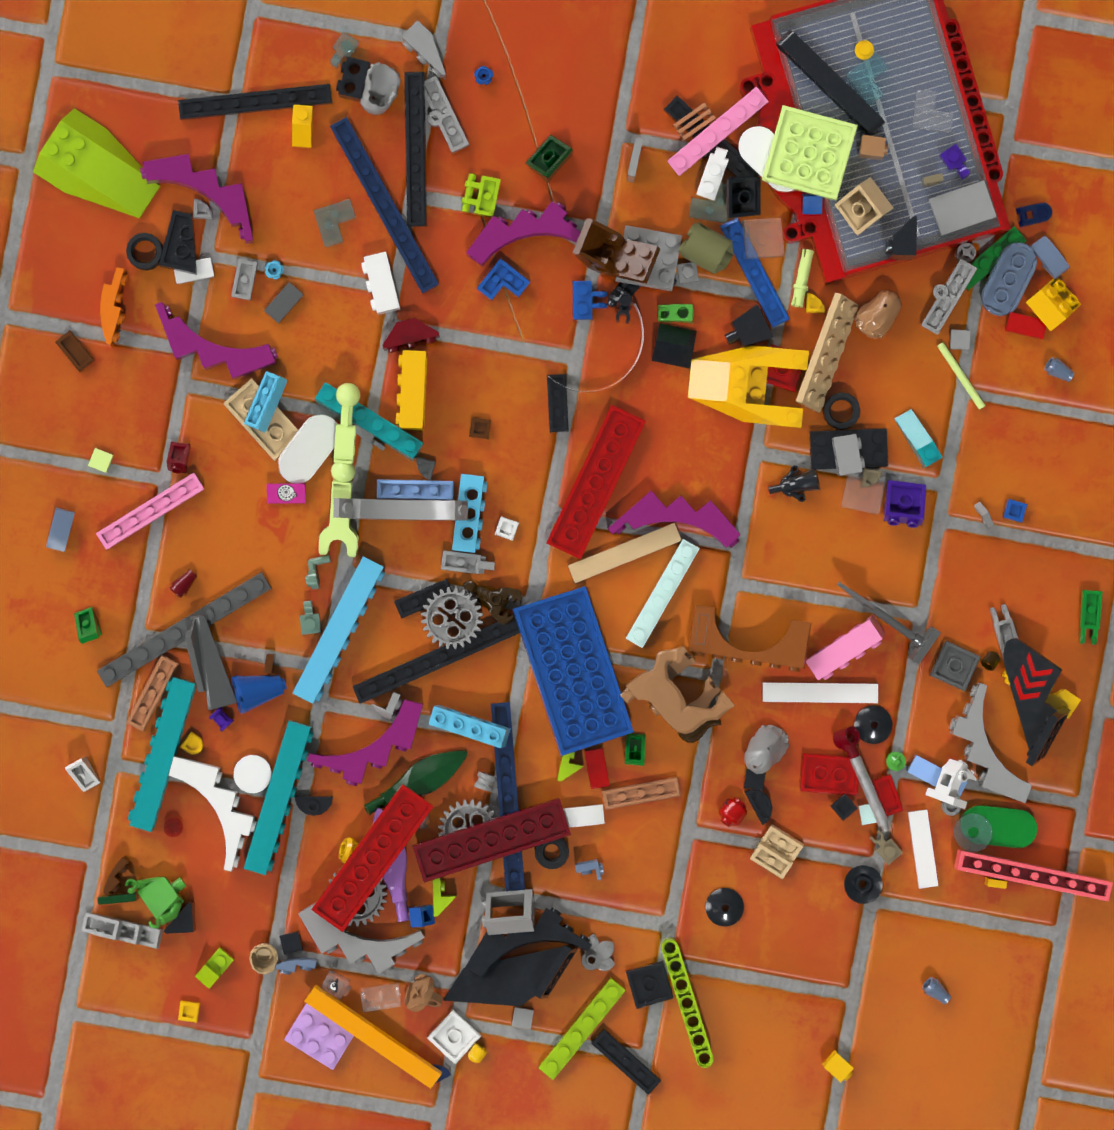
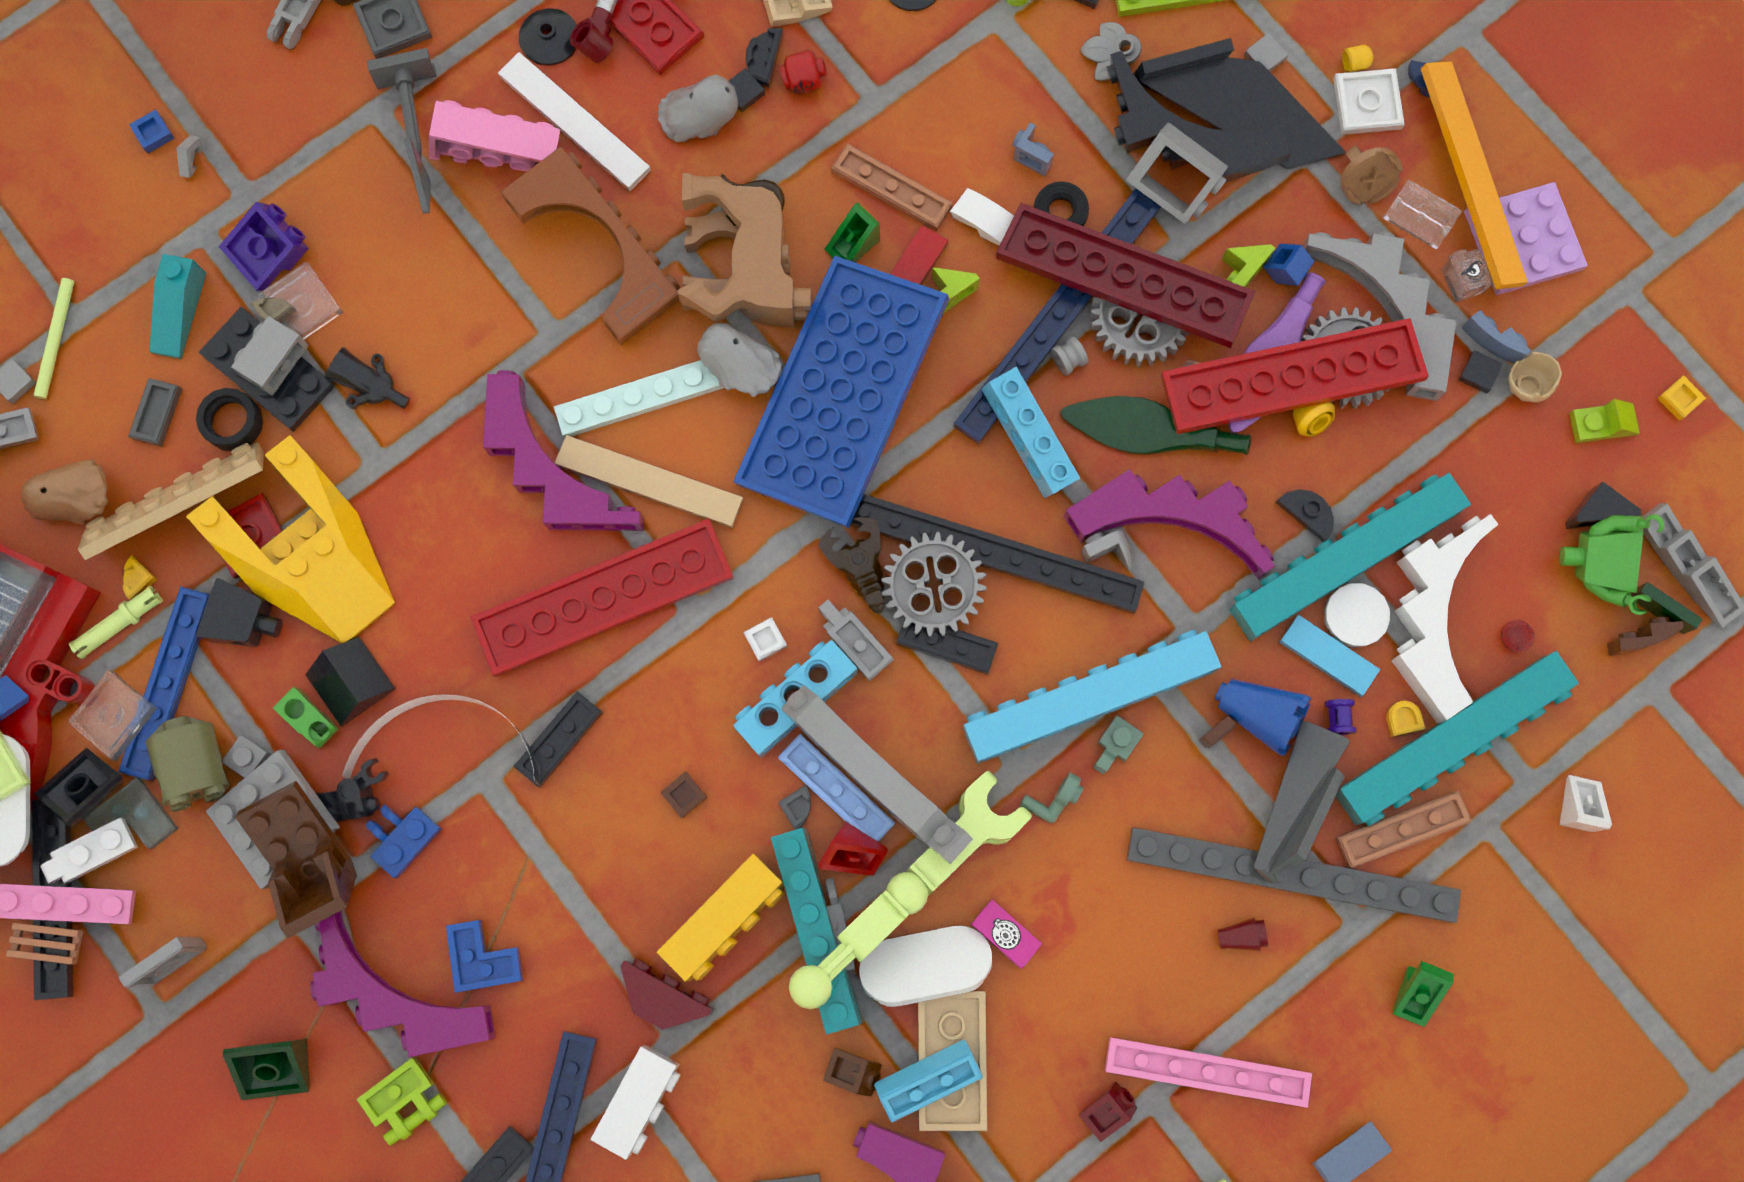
camera: 130 degrees left, 10 degrees down
(249, 744) = (1329, 656): none -> medium azure tile
(300, 376) = (852, 1072): none -> reddish brown bracket
(382, 469) = (853, 852): none -> red slope
(625, 643) = (738, 359): none -> light grey piece
(880, 384) = (155, 412): none -> dark grey tile

